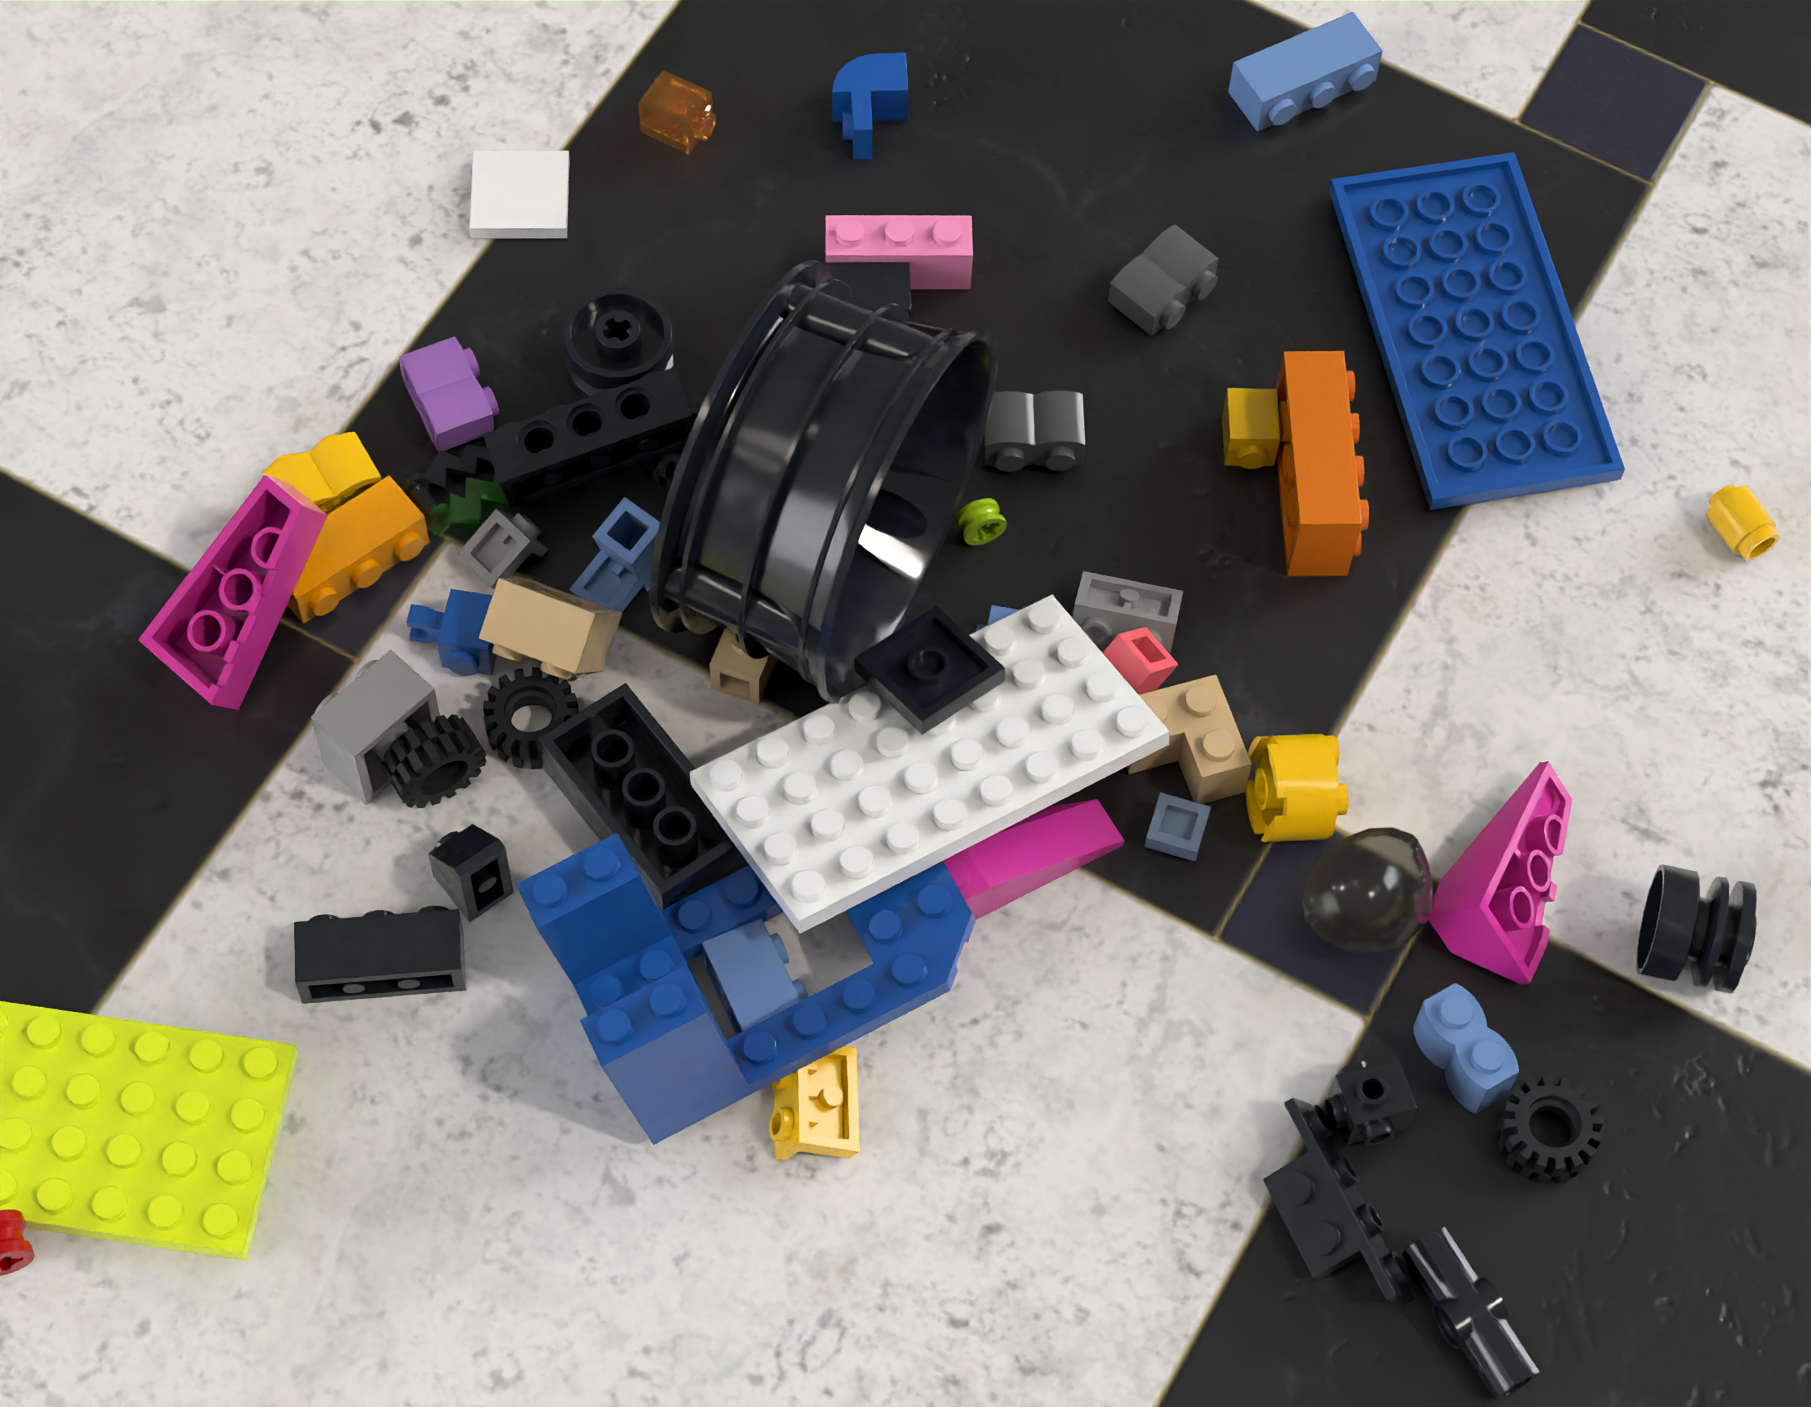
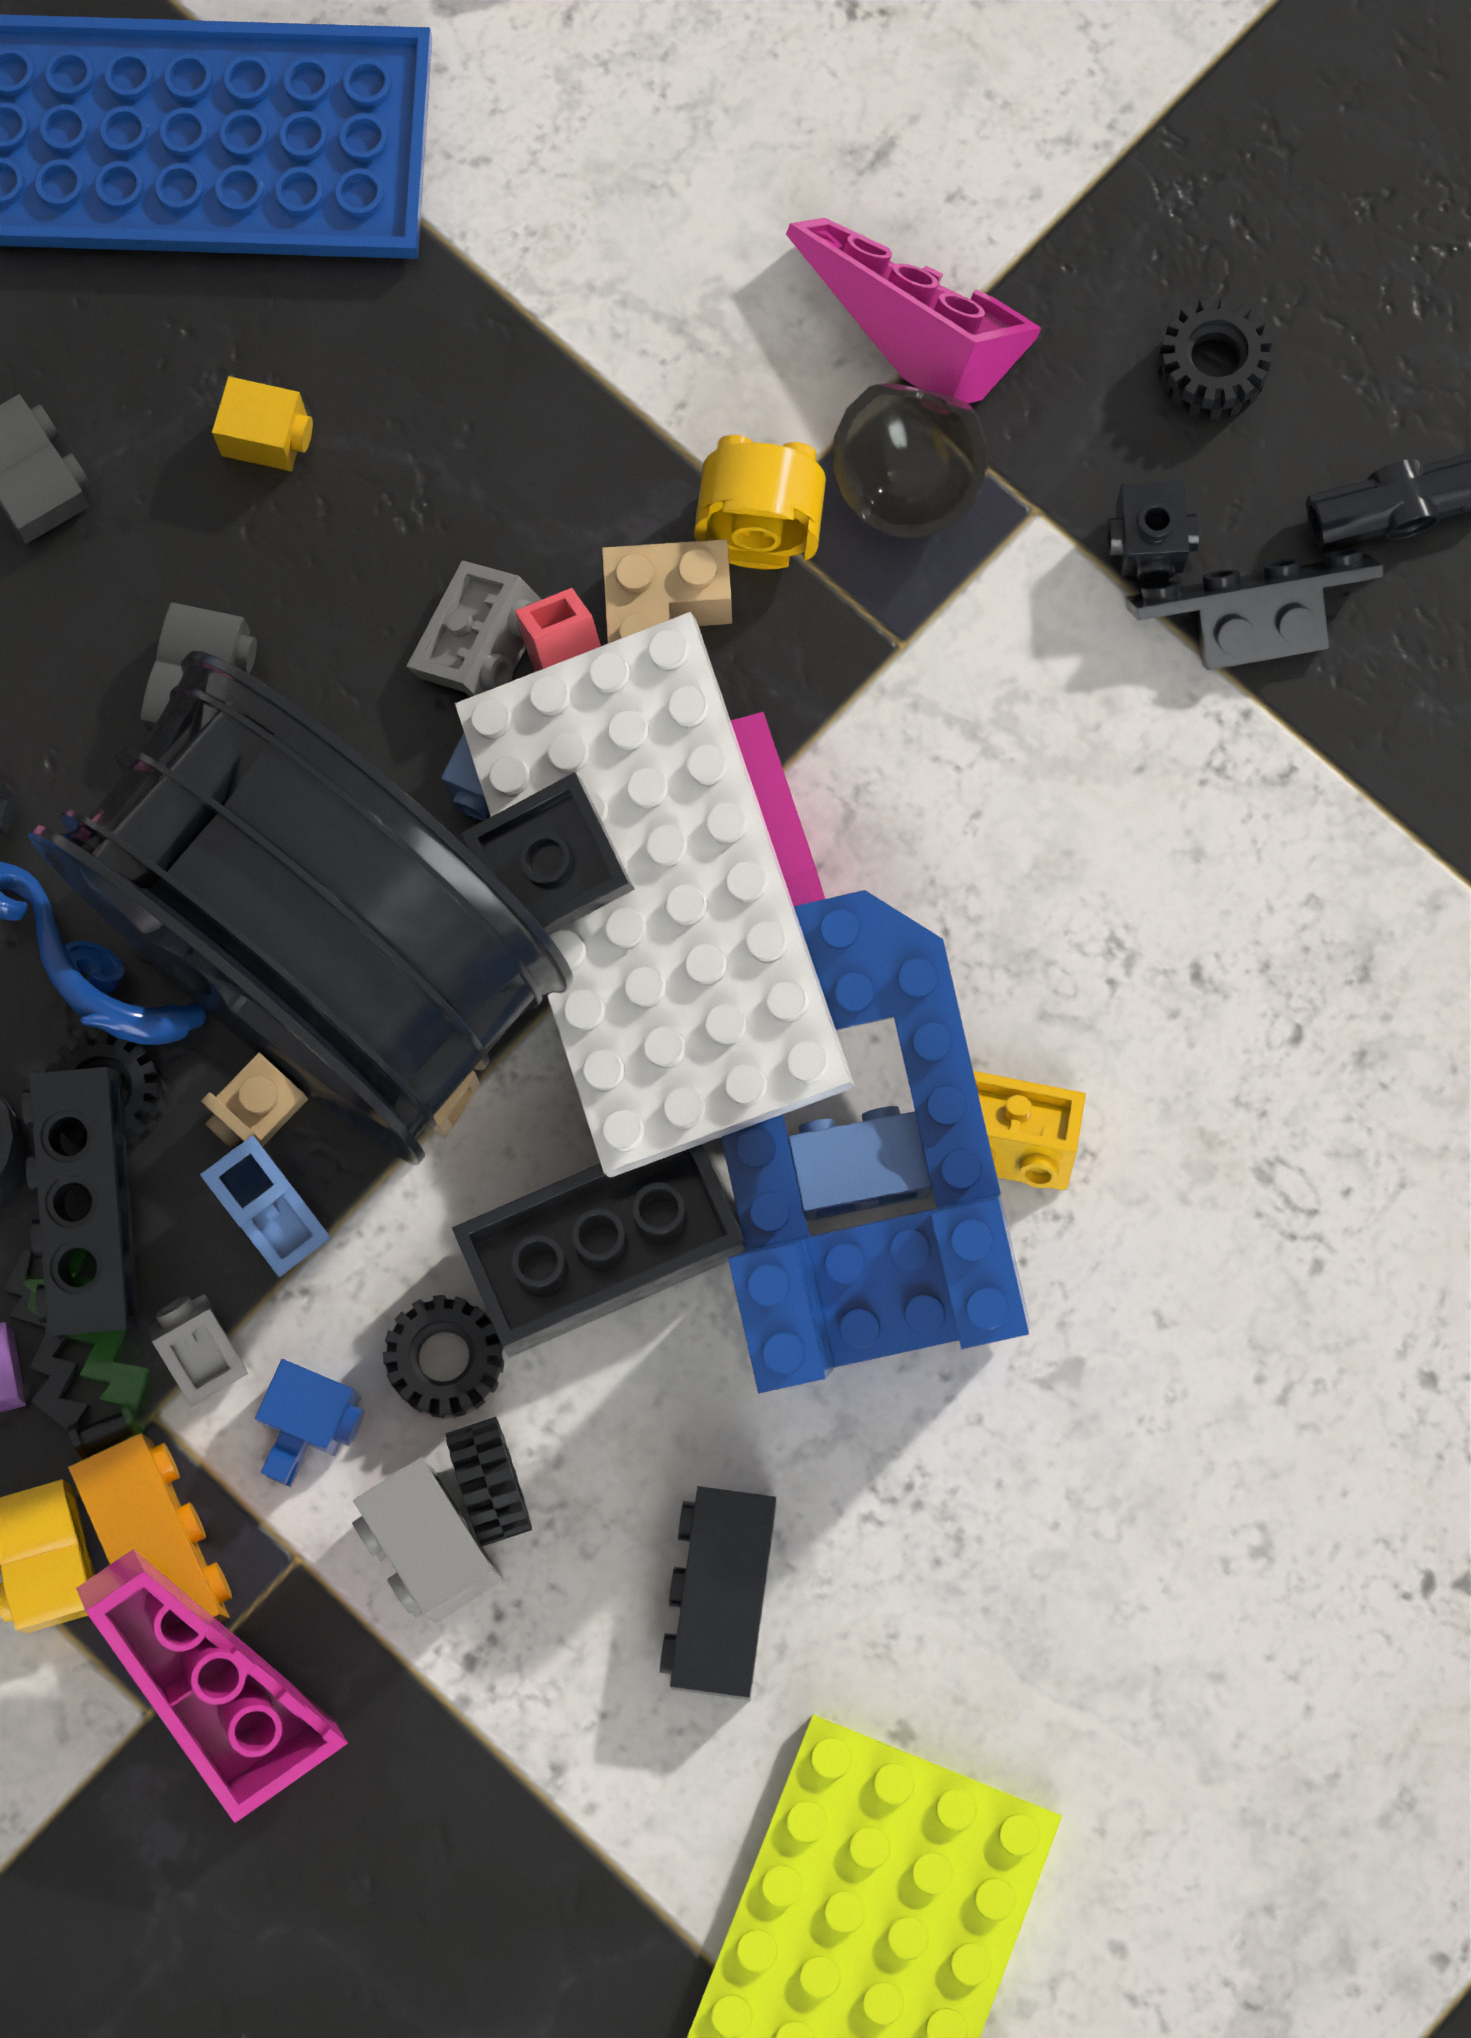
camera: 70 degrees left, 15 degrees up
(472, 870) = (635, 1465): black slope -> none
(550, 627) = (345, 1304): tan brick -> none
(1177, 826) = (765, 647): sand blue plate -> none
(1319, 464) = (346, 356): orange brick -> none
(1474, 1057) = (1121, 413): medium blue brick -> none
(1709, 931) = (1033, 132): black wheel -> none

